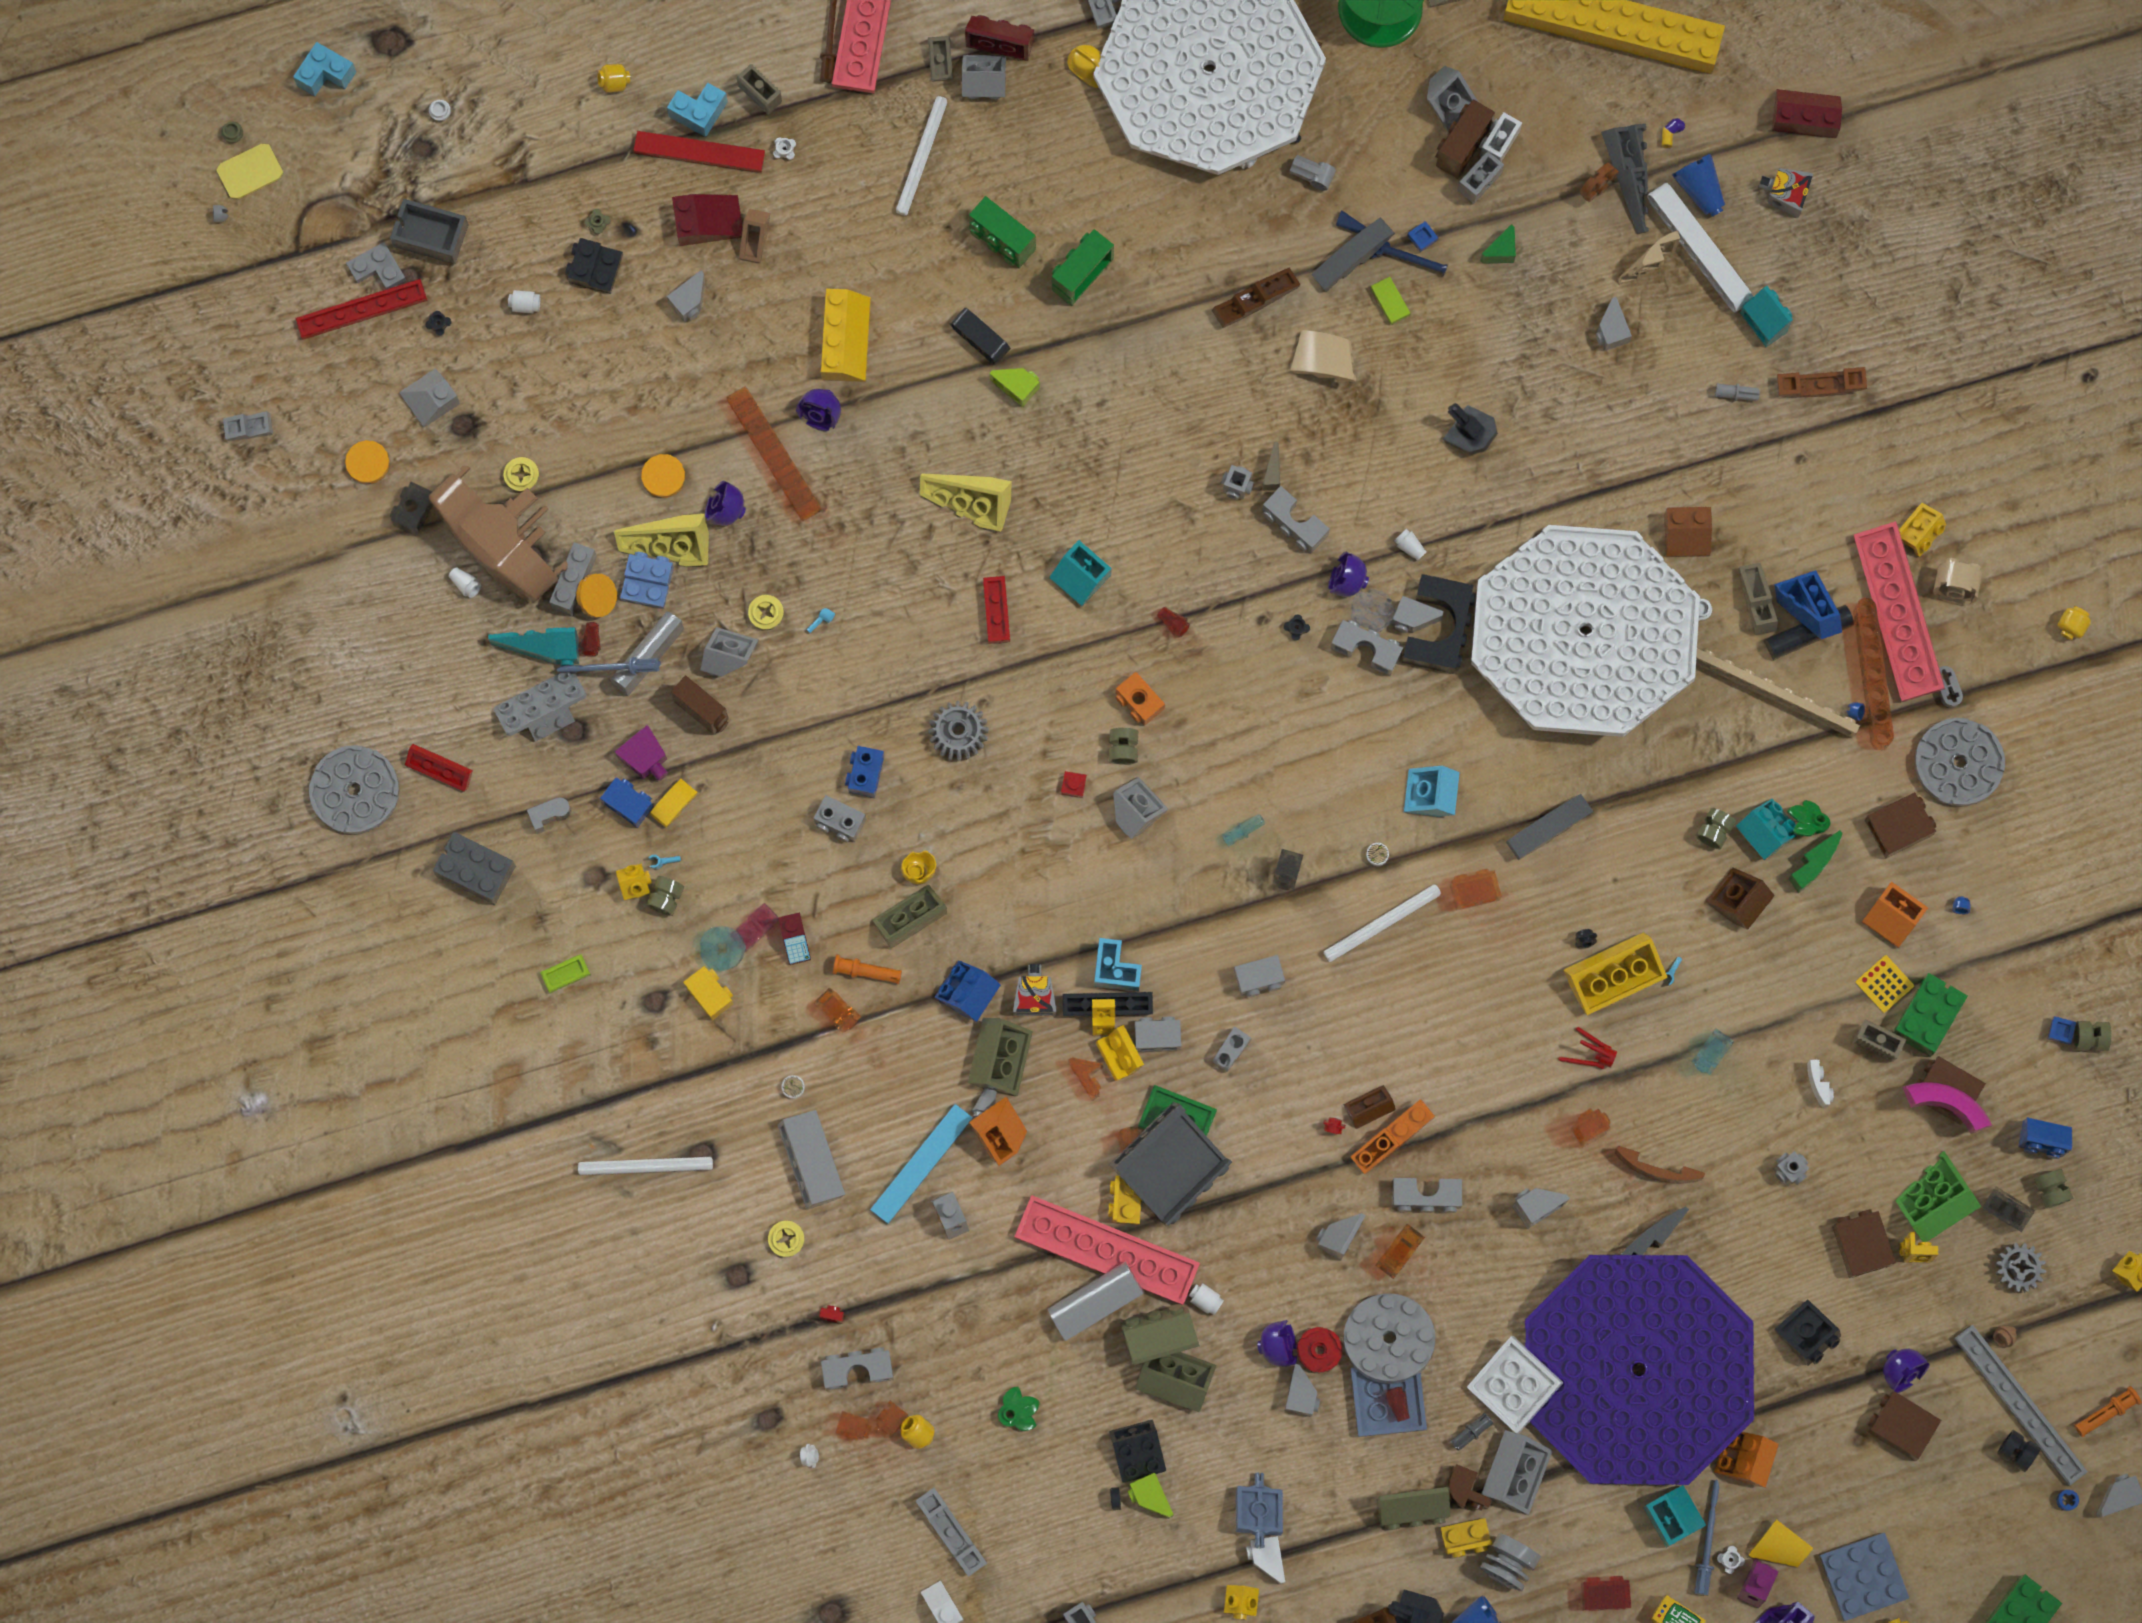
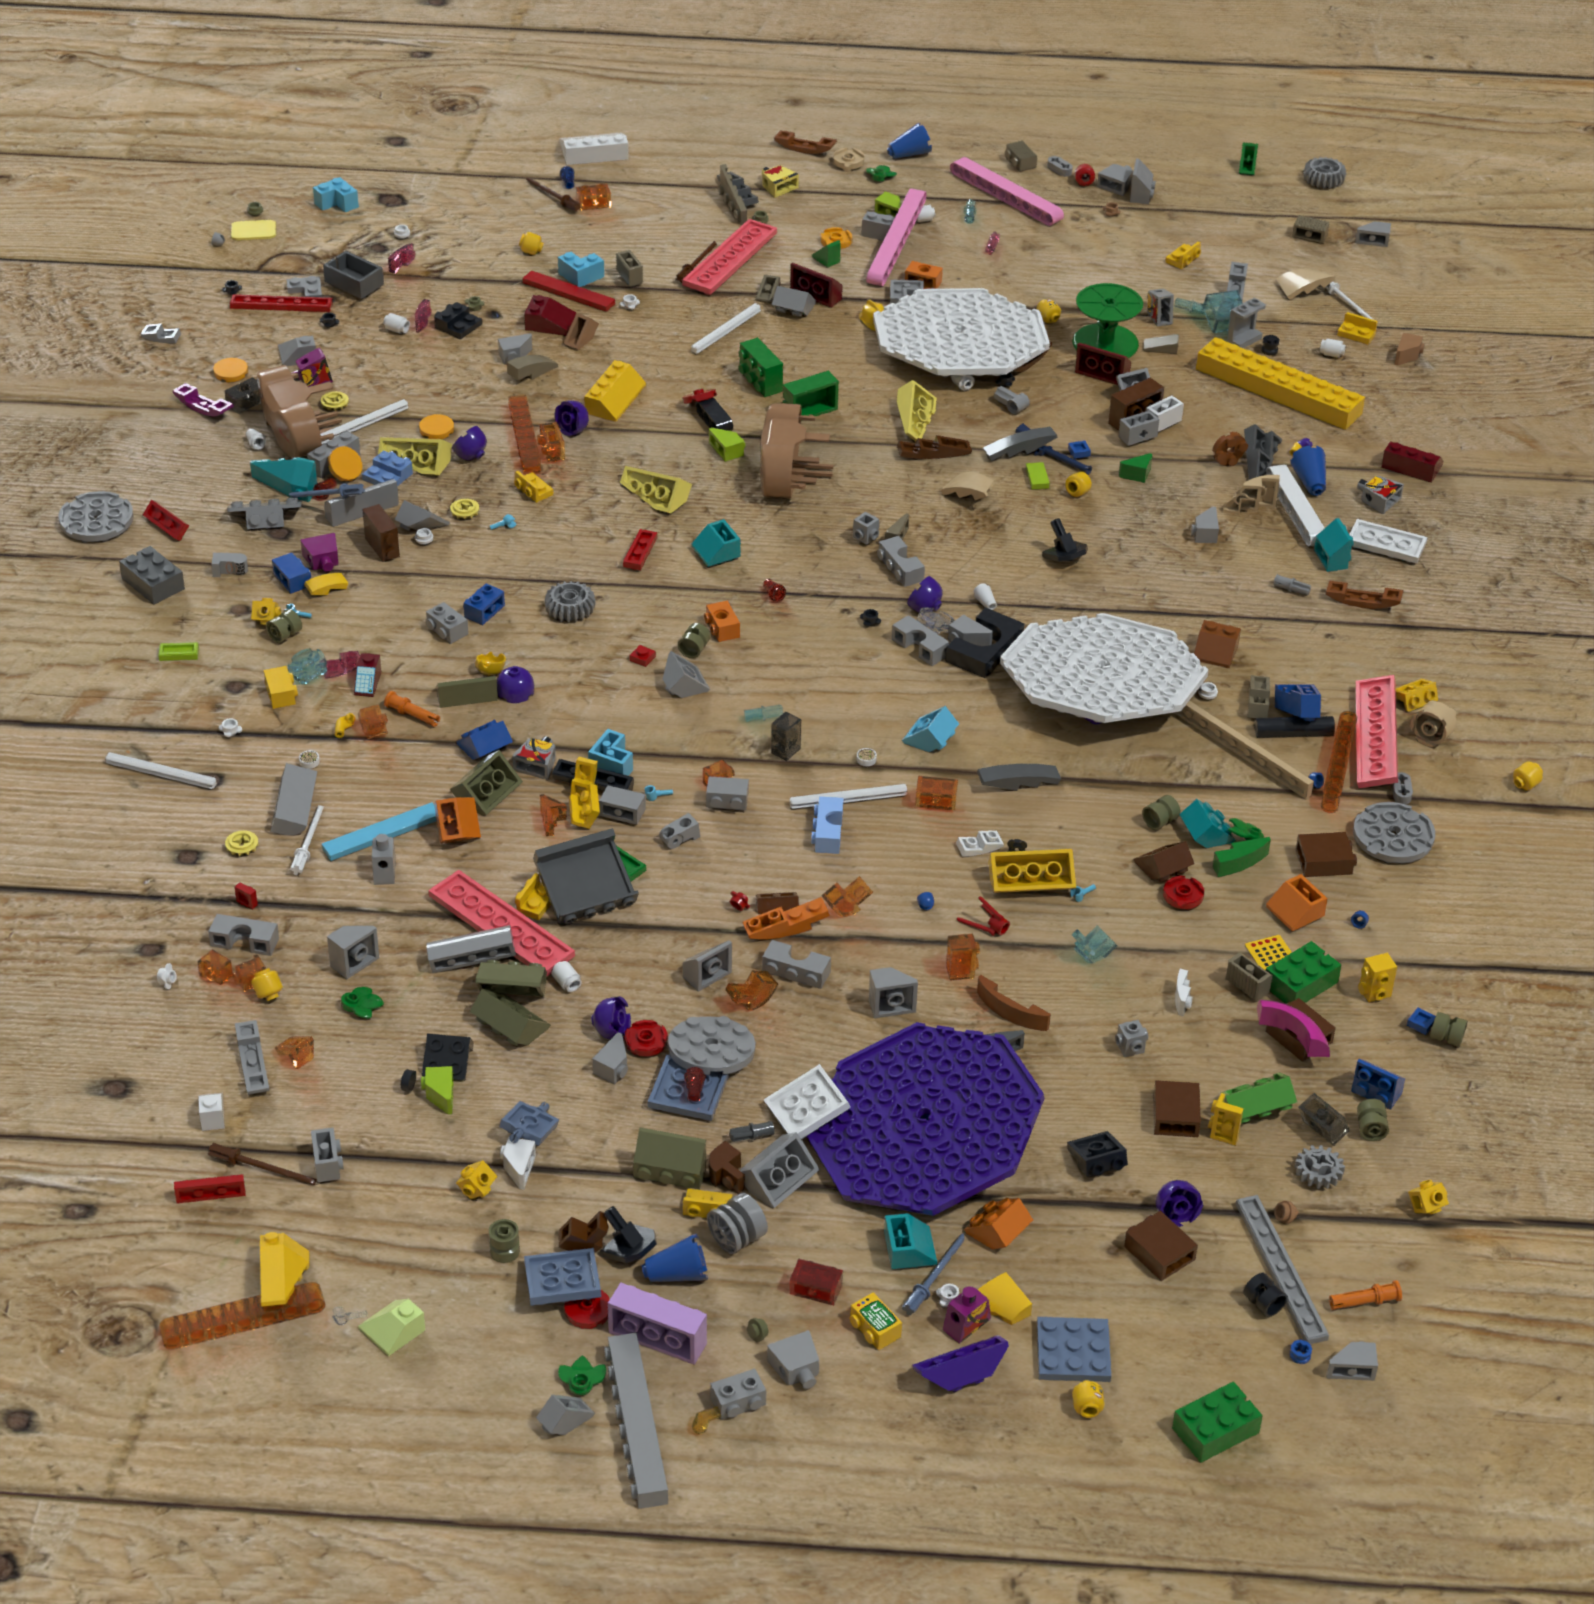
camera: 20 degrees right, 35 degrees down
(287, 298) = (231, 287): none -> black plate
(368, 540) = (189, 396): none -> magenta slope
(468, 164) = (401, 257): none -> clear pink slope
(471, 437) = (313, 368): none -> torso
(549, 278) = (421, 315): none -> clear pink slope
(573, 500) = (368, 419): none -> white axle
(679, 1073) = (230, 727): none -> white plate
(725, 323) = (530, 366): none -> dark tan slope
(743, 679) = (423, 536): none -> white plate
(802, 1019) = (344, 723): none -> yellow arm
(816, 462) = (551, 441): none -> clear orange brick
(825, 542) = (533, 486): none -> yellow bracket
(858, 1235) = (302, 854): none -> white piece
(949, 309) = (699, 395): none -> red plate
(959, 889) = (515, 684): none -> dark purple cylinder
(980, 1356) = (352, 949): none -> light grey slope
(985, 1502) = (298, 1048): none -> clear orange slope
(1096, 388) = (780, 448): none -> medium nougat piece
(1181, 994) = (652, 793): none -> medium azure hand
(1207, 234) = (915, 408): none -> light yellow wedge
(1237, 949) = (717, 769): none -> clear orange brick
(1384, 998) = (827, 825): none -> light blue arch
(1398, 67) = (1100, 363): none -> dark red slope
(1443, 1082) = (846, 900): none -> clear orange brick
(1444, 305) = (1078, 484): none -> yellow head
(1521, 1051) = (925, 900): none -> blue hinge
(1543, 941) = (984, 843): none -> white slope
(1782, 928) = (1183, 892): none -> red plate
(1818, 274) = (1388, 541): none -> white plate
(2007, 997) = (1377, 977): none -> yellow brick

